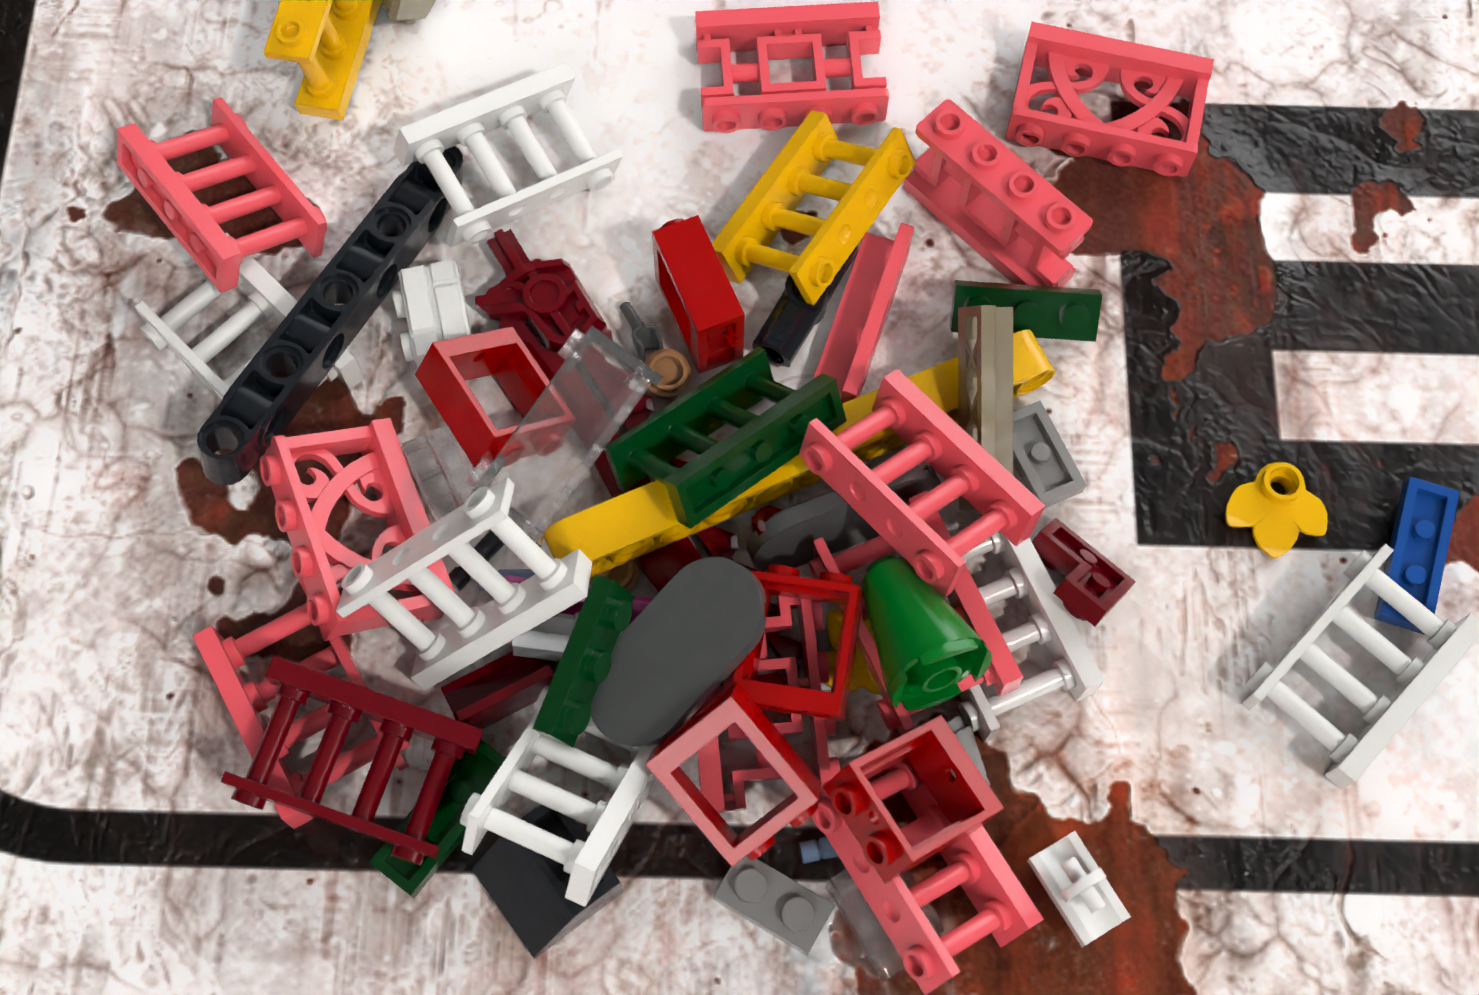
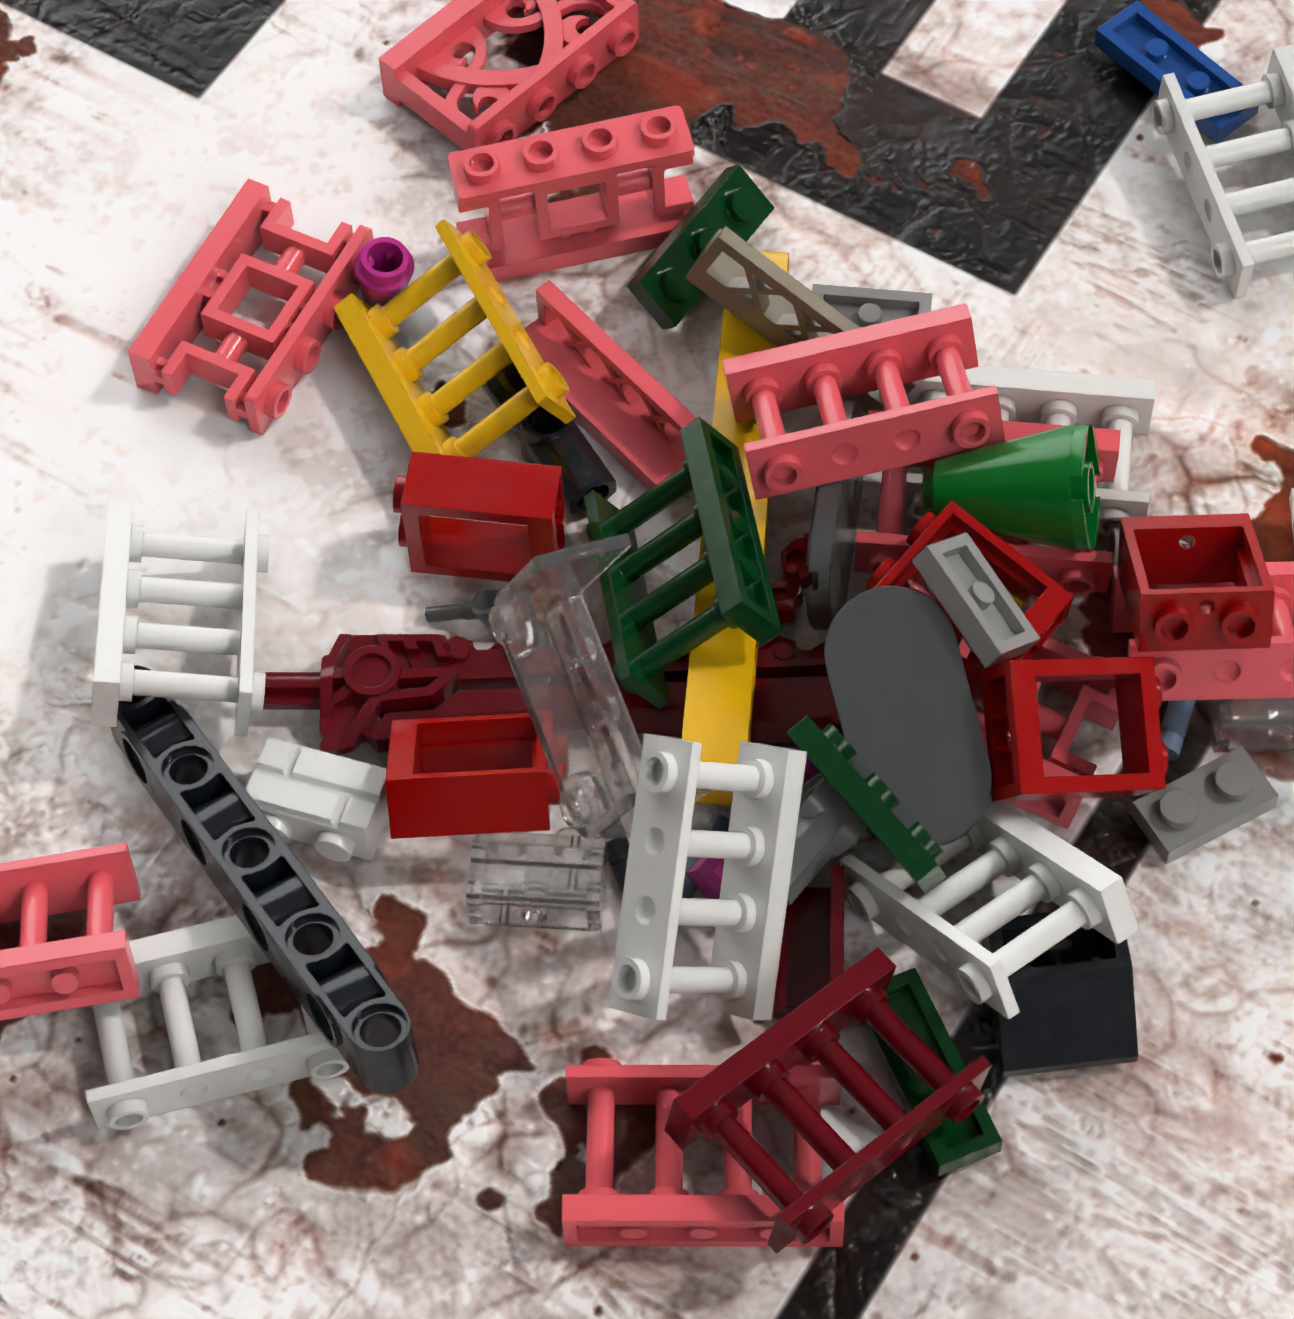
camera: 55 degrees left, 10 degrees down
(313, 548) = (503, 943): coral fence -> none
(779, 646) = (975, 600): none -> light grey plate
(858, 121) = (383, 269): none -> dark pink cone
(1091, 580) = (1046, 341): dark red plate -> none
(1273, 516) = (1059, 158): yellow plate -> none

